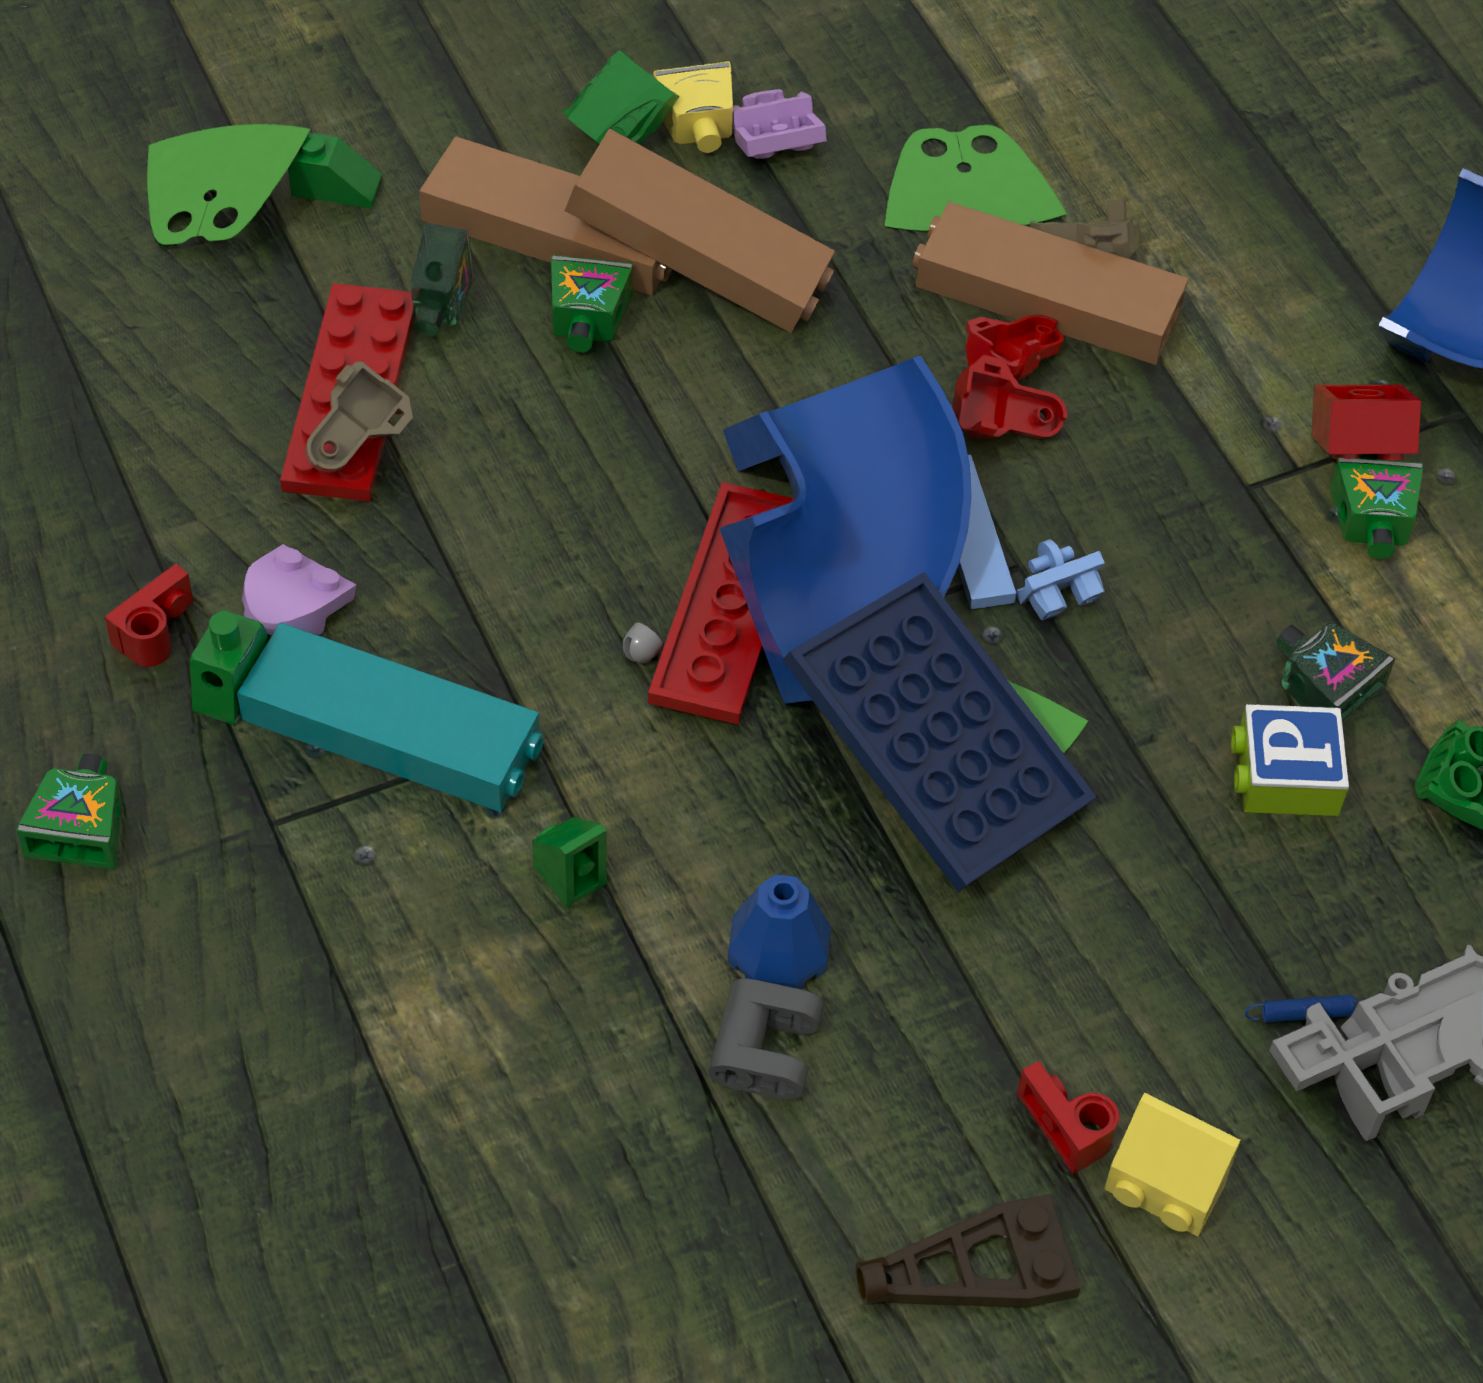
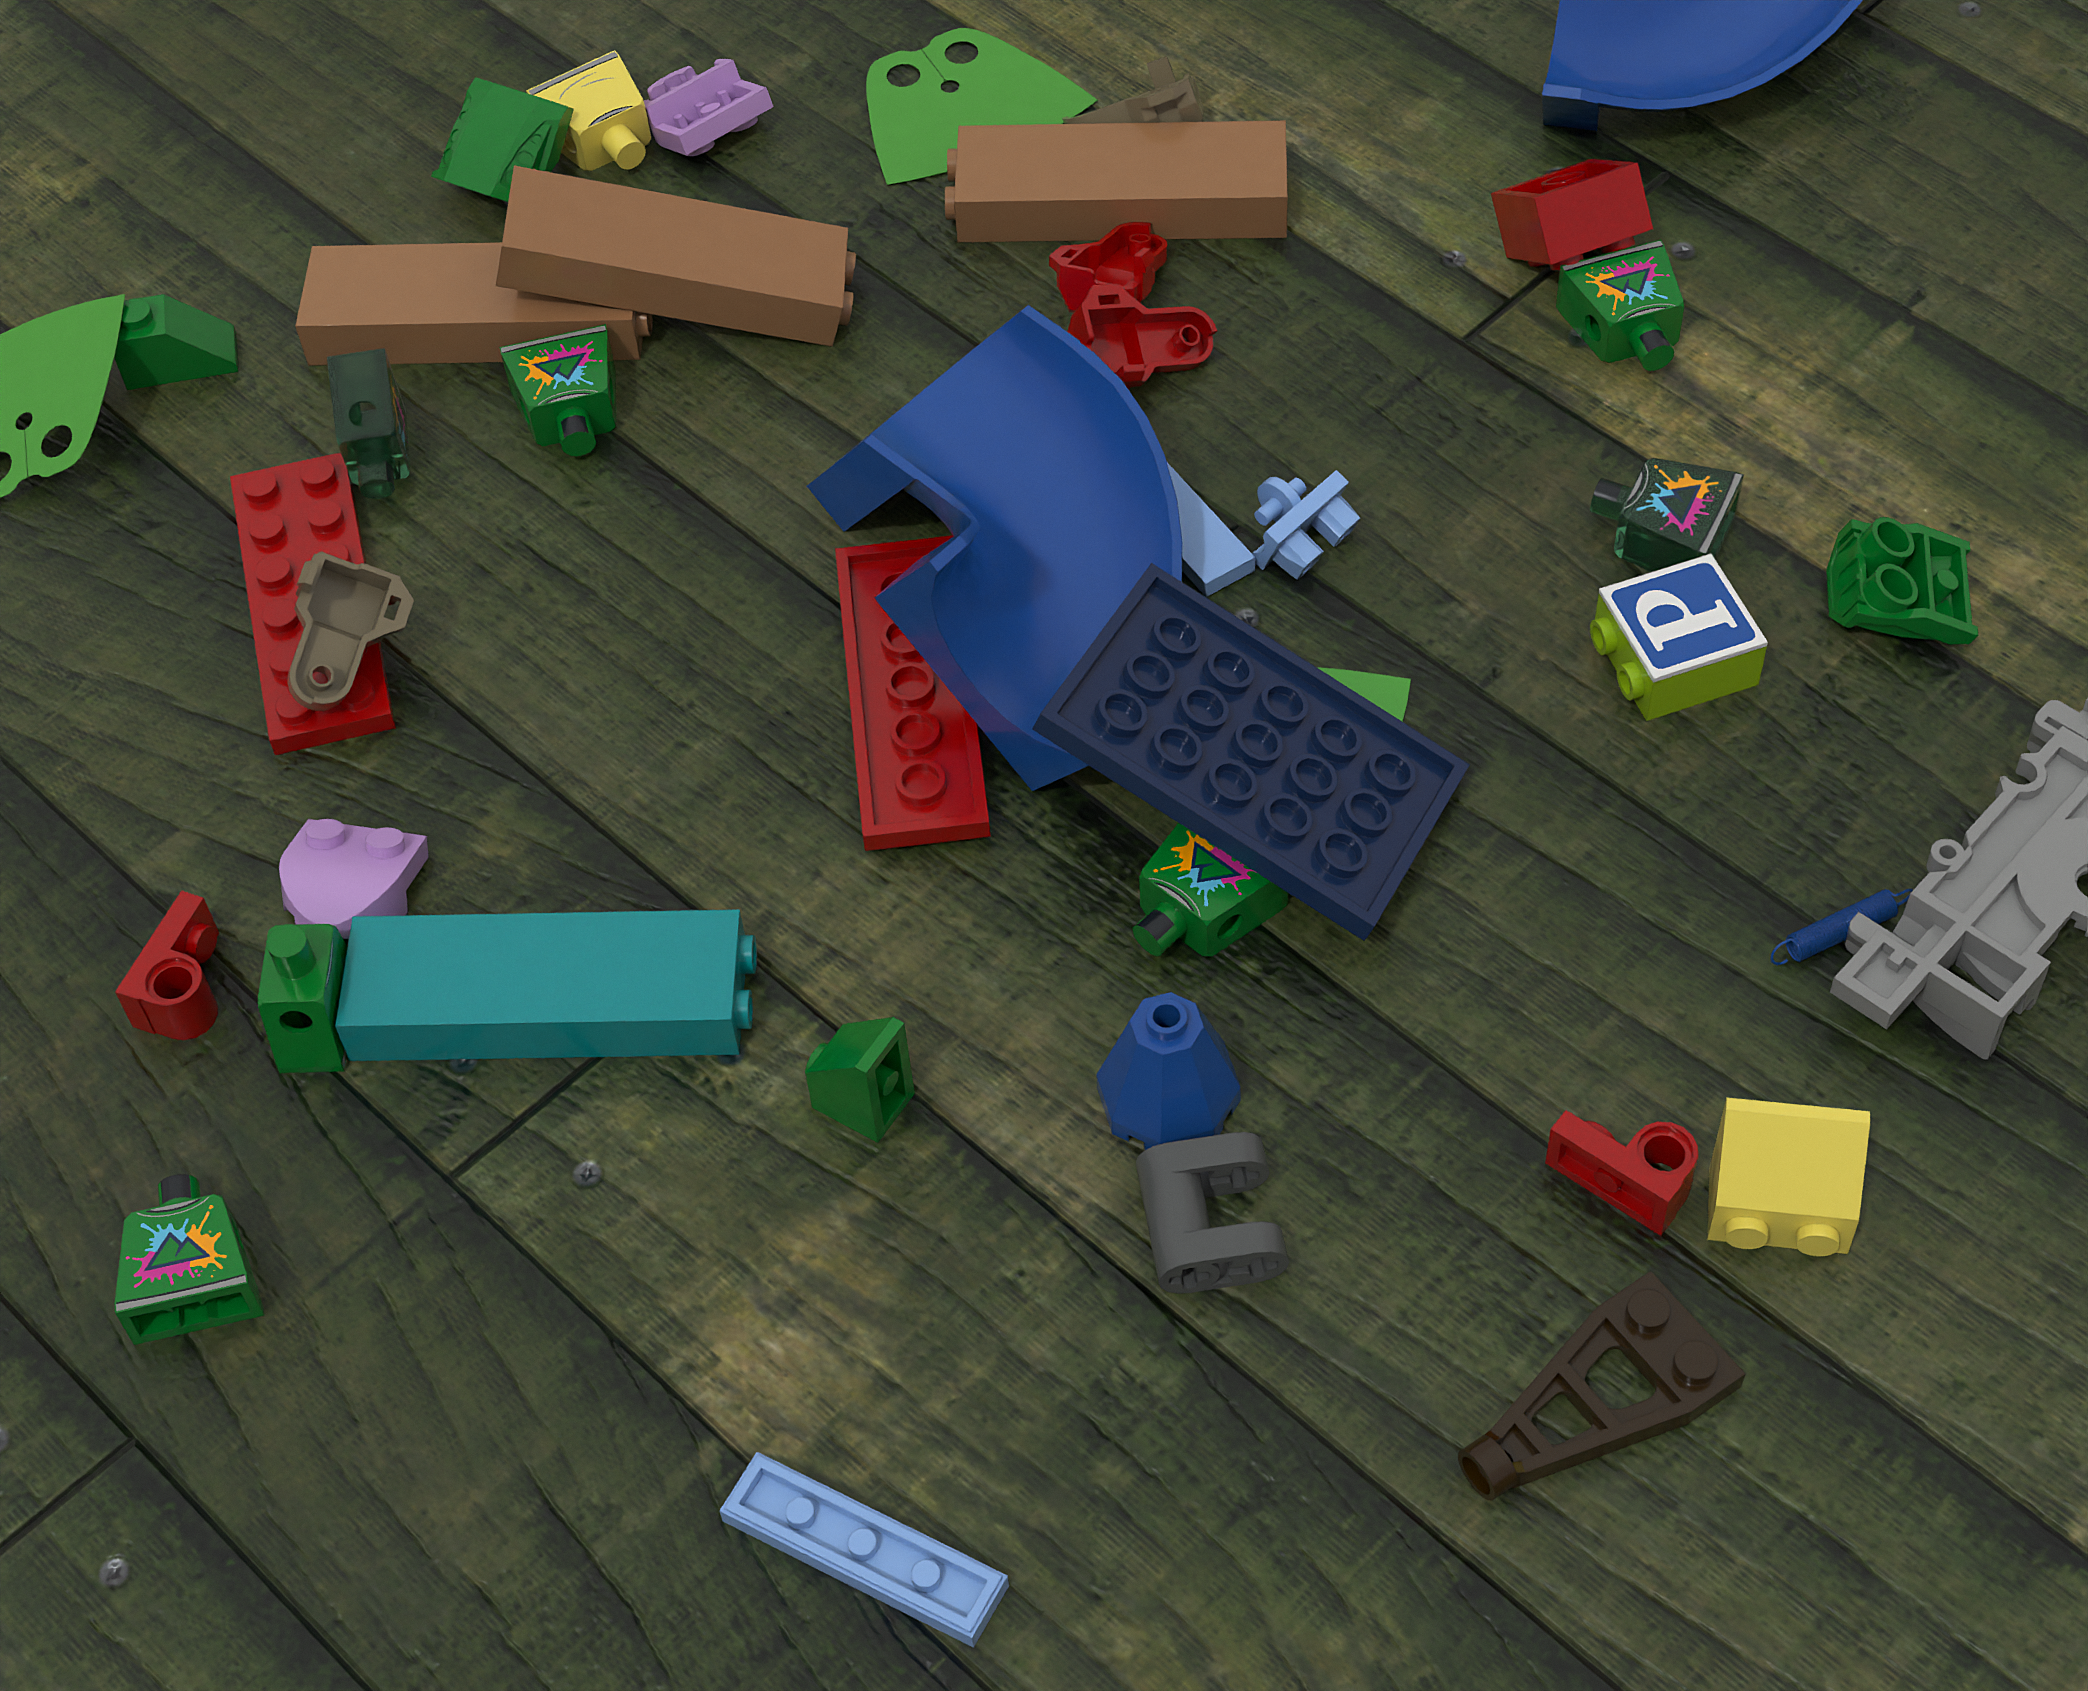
camera: 15 degrees left, 0 degrees up
(434, 1173) = (865, 1549): none -> light blue tile
(641, 644) = (824, 780): light grey hinge -> none
(860, 821) = (1201, 897): none -> green torso

